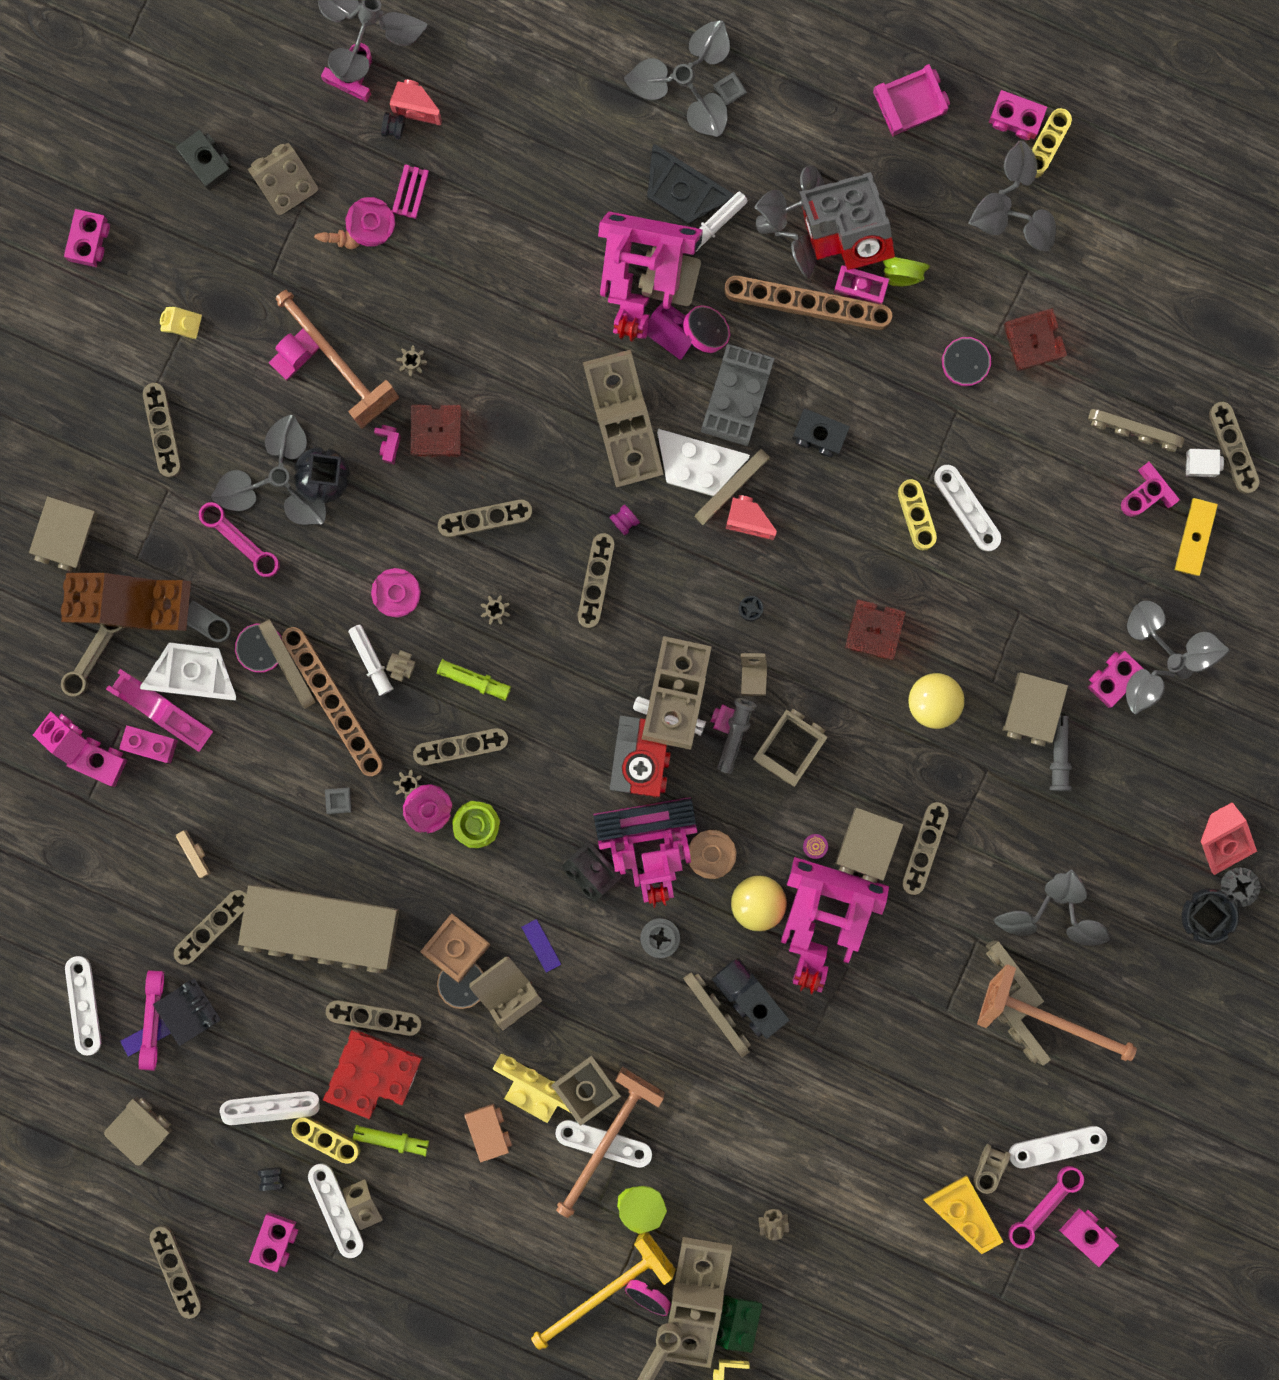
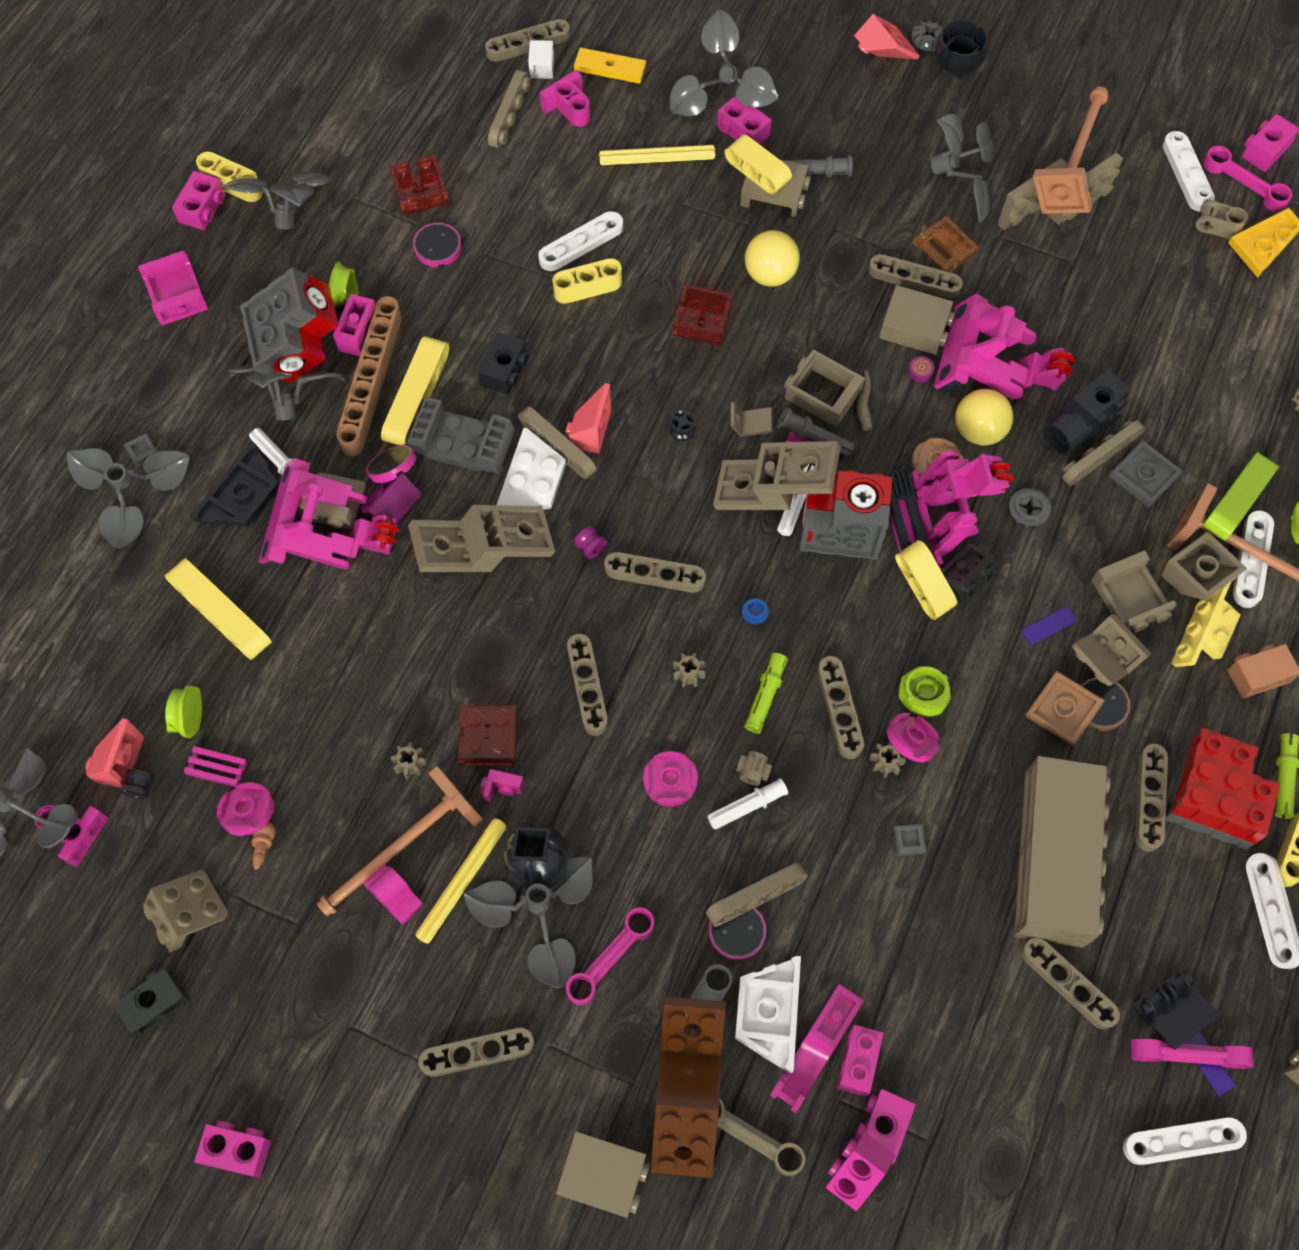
camera: 85 degrees left, 20 degrees down
(180, 322) = (346, 1030): light yellow bracket -> none
(194, 853) = (986, 1003): tan plate -> none
(306, 412) = (461, 881): none -> light yellow axle
(326, 691) = (804, 832): medium nougat beam -> none
(456, 160) = (184, 711): none -> lime hat
(555, 673) = (755, 611): none -> blue plate
(560, 179) = (218, 609): none -> light yellow beam
(567, 1026) = (1132, 593): none -> dark tan panel
(578, 830) = (926, 579): none -> light yellow beam
(662, 1136) = (1240, 496): none -> lime beam
(697, 1055) = (1145, 473): none -> dark grey tile
(773, 785) = (862, 405): none -> dark tan animal
(790, 348) = (416, 385): none -> light yellow beam
(966, 888) = (951, 240): none -> clear orange plate
(1046, 689) = (758, 164): none -> light yellow beam
(1078, 587) = (662, 154): none -> light yellow axle

